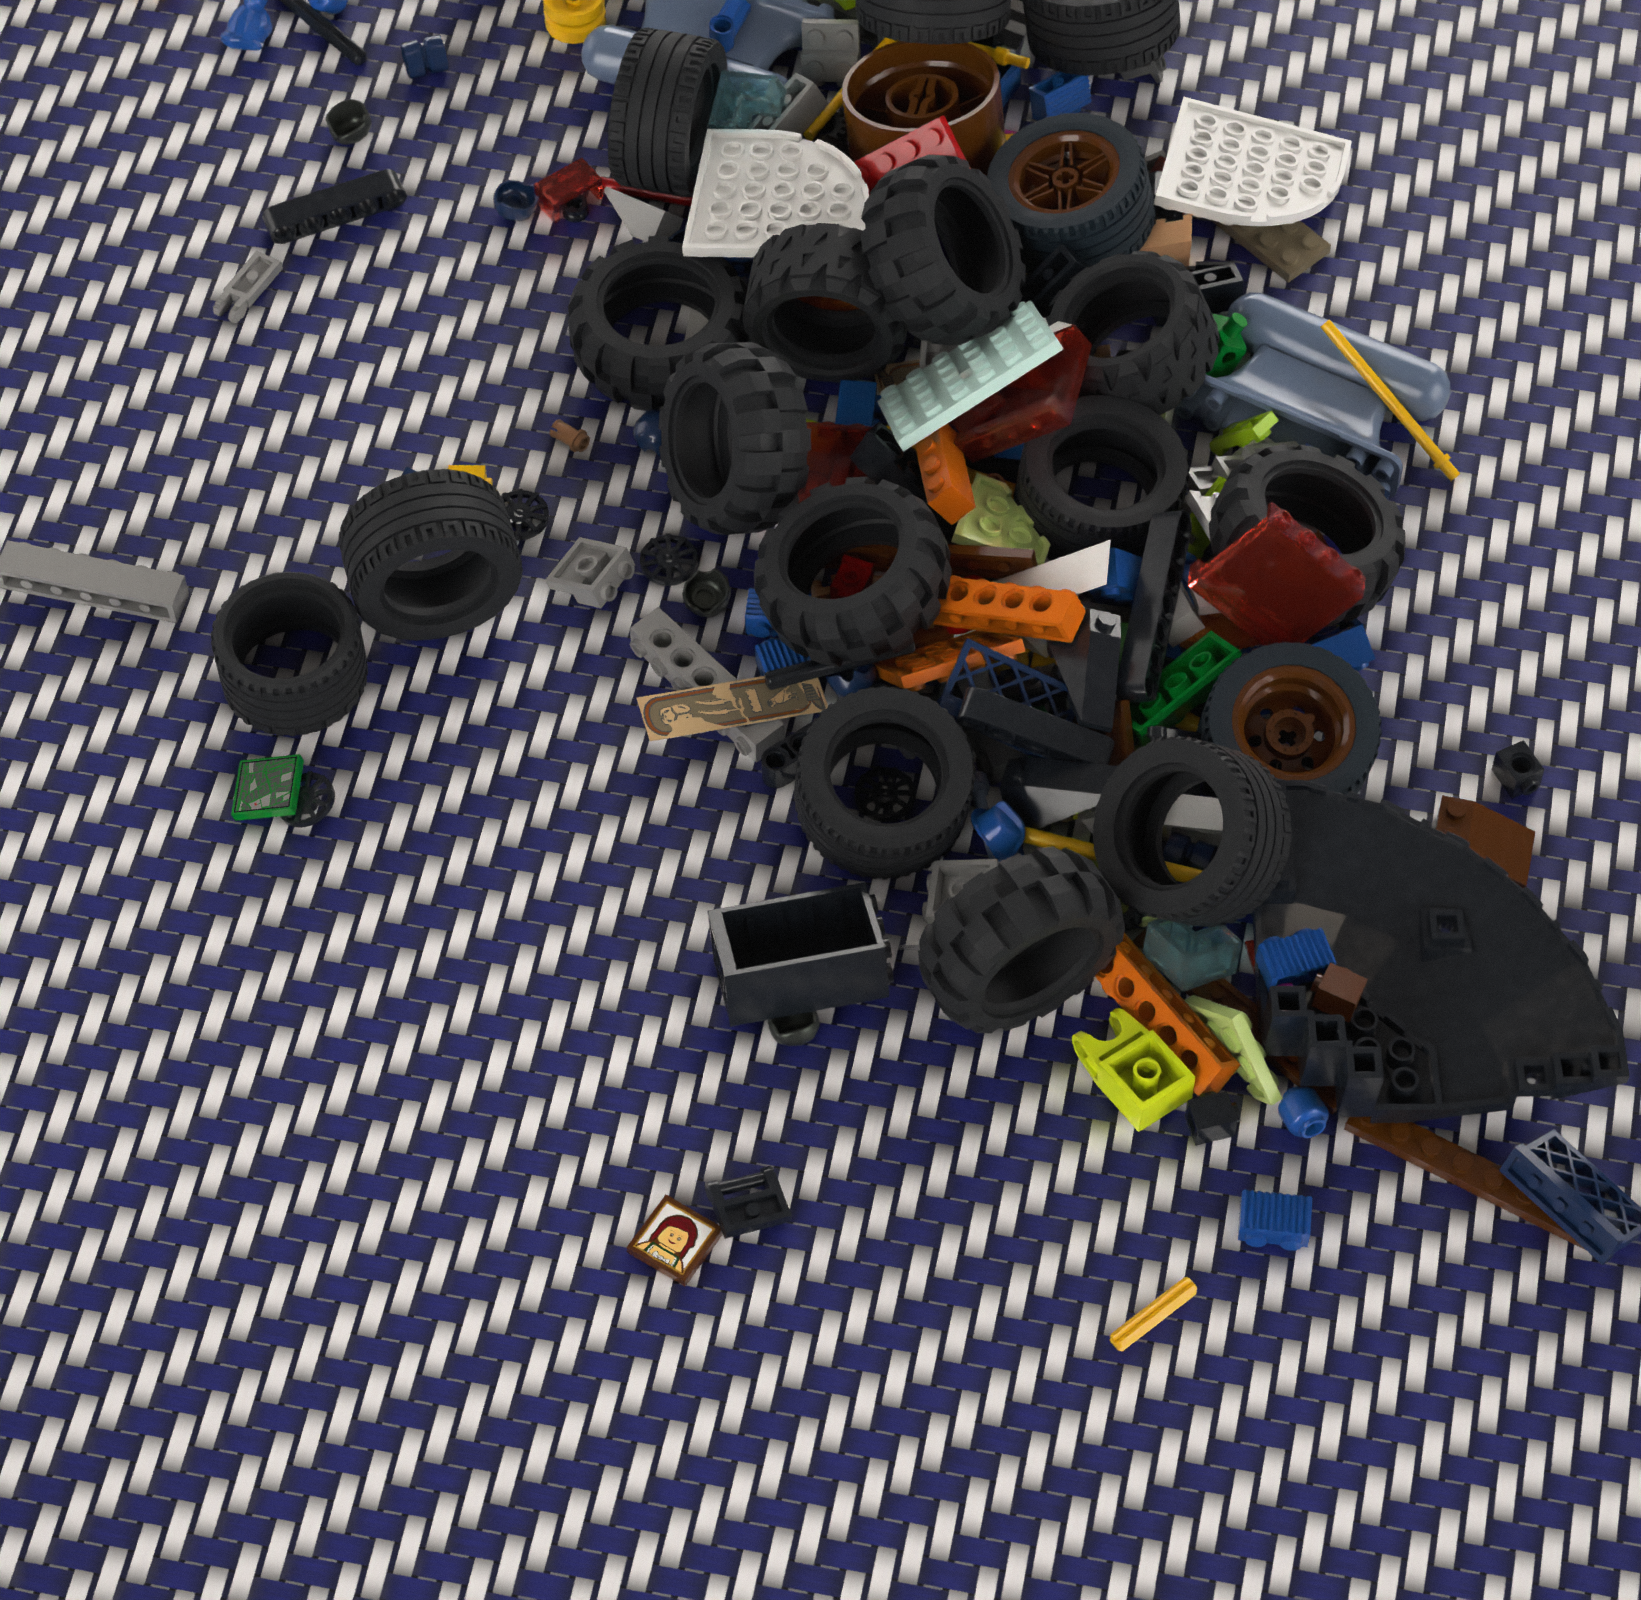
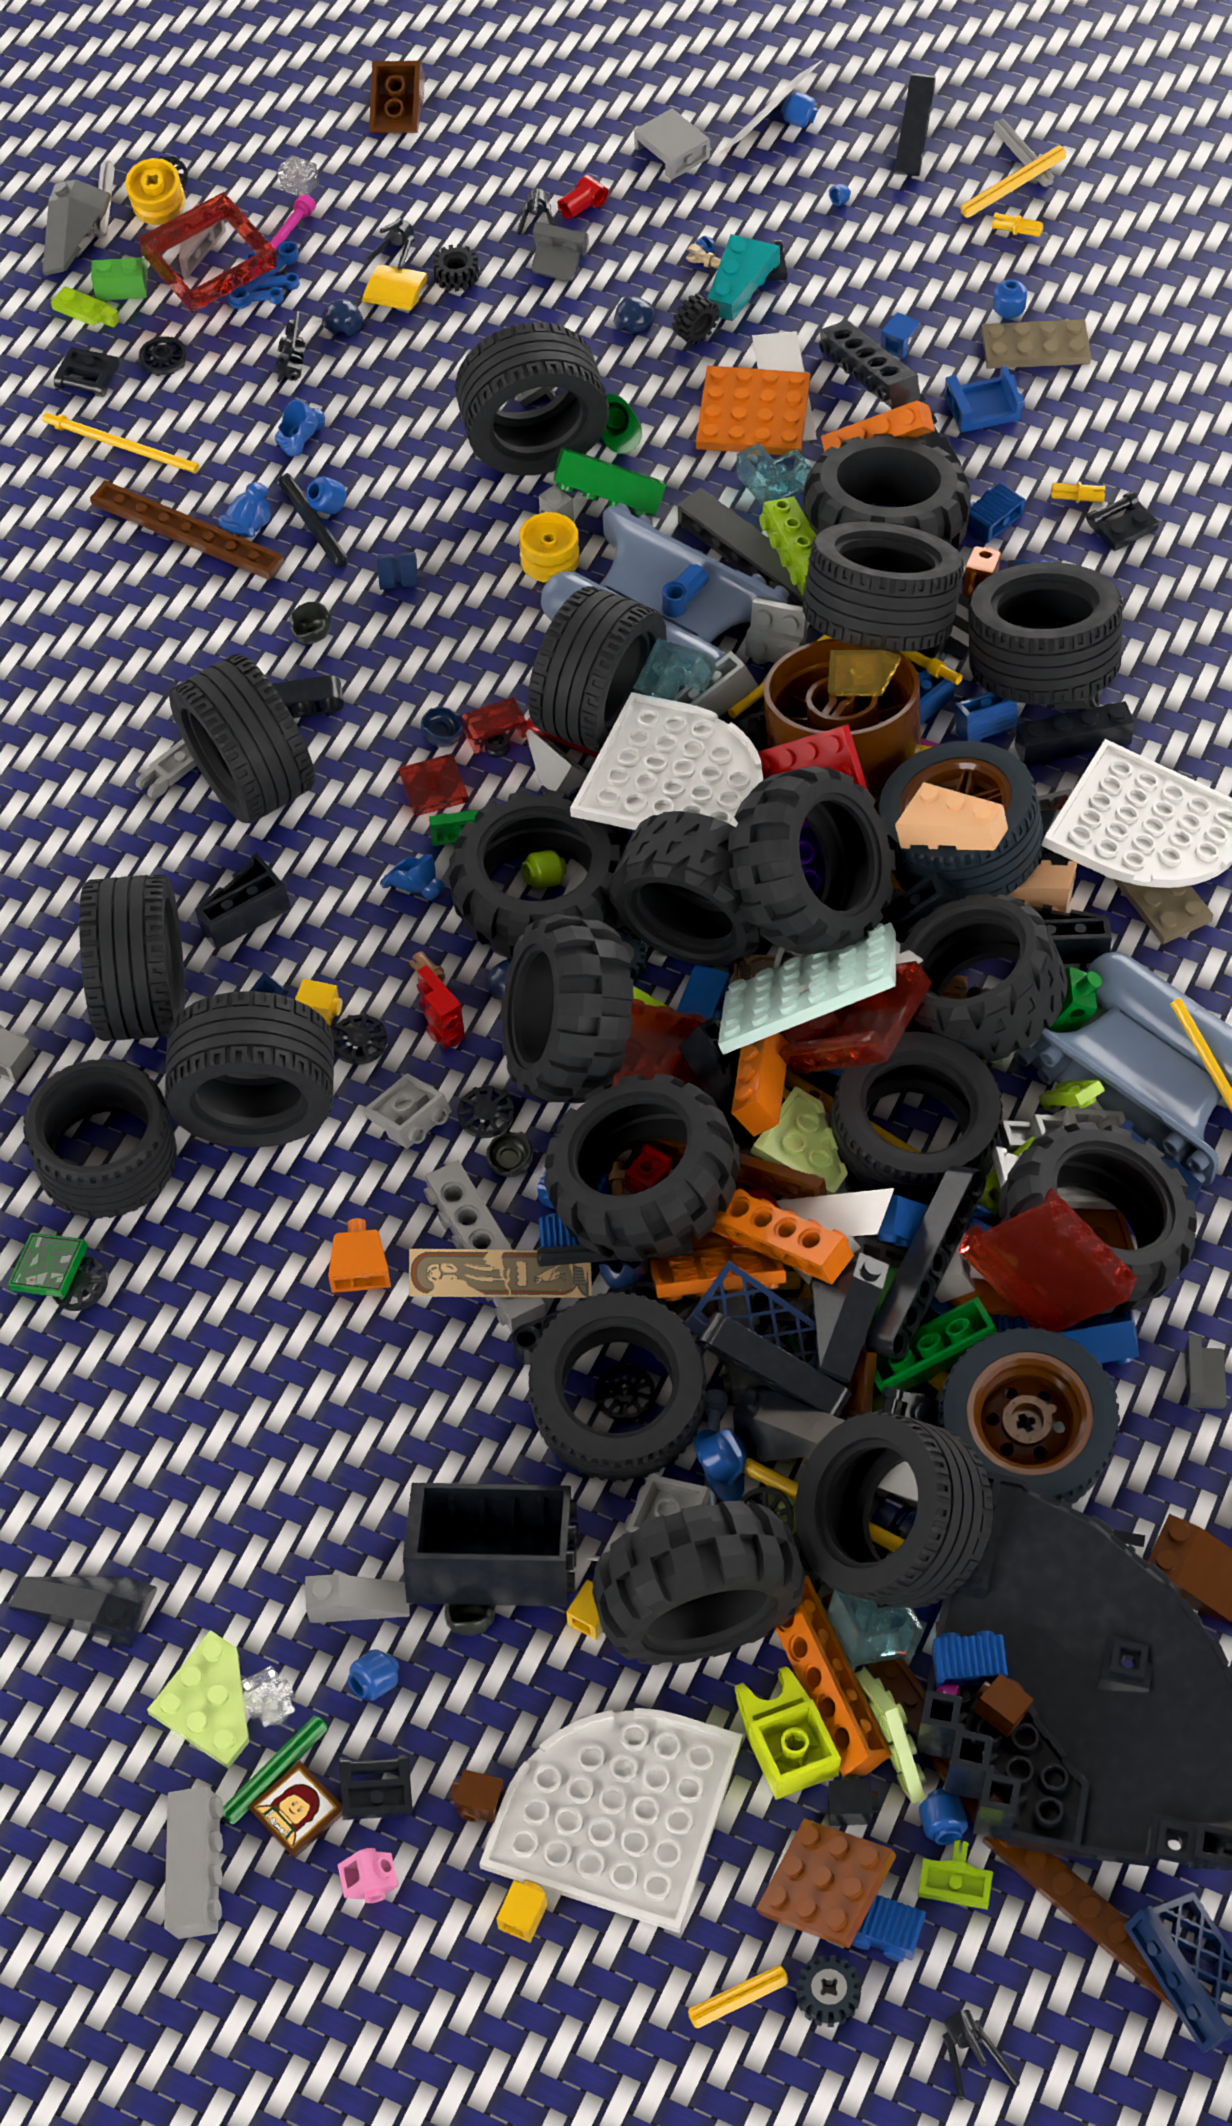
camera: 15 degrees right, 0 degrees up
(190, 53) = (187, 530): none -> reddish brown plate
(277, 470) = (131, 956): none -> black tyre
(323, 239) = (242, 738): none -> black tyre
(364, 405) = (243, 904): none -> black wedge
(416, 1097) = (93, 1605): none -> black wedge
(521, 258) = (433, 784): none -> clear red plate
(532, 349) = (415, 876): none -> blue hair
(554, 294) = (447, 827): none -> green bracket
(555, 1161) = (207, 1701): none -> yellowish green plate
(585, 721) = (358, 1260): none -> orange torso
(589, 1307) = (193, 1862): none -> light grey brick
(598, 466) = (440, 1009): none -> red plate
(618, 1141) = (268, 1697): none -> clear brick
(641, 1208) = (274, 1768): none -> green axle
(660, 319) = (543, 869): none -> lime head
(674, 1035) = (353, 1598): none -> light grey slope
(715, 1100) = (373, 1675): none -> blue head
(766, 1281) = (368, 1875): none -> bright pink brick
(851, 1188) = (477, 1796): none -> reddish brown brick
(910, 998) = (583, 1612): none -> yellow brick
(925, 1281) = (522, 1910): none -> yellow brick
(936, 67) = (861, 672): none -> clear yellow slope
(989, 1175) = (617, 1812): none -> white plate
(1069, 187) = (951, 819): none -> light nougat wedge
(1153, 95) = (1073, 733): none -> black brick
(1210, 1192) = (826, 1883): none -> dark orange plate
(1239, 1301) = (828, 2003): none -> black wheel
(1330, 1166) = (955, 1880): none -> lime plate
(1377, 1297) = (966, 2033): none -> black plant
(1437, 668) = (1204, 1375): none -> dark grey panel

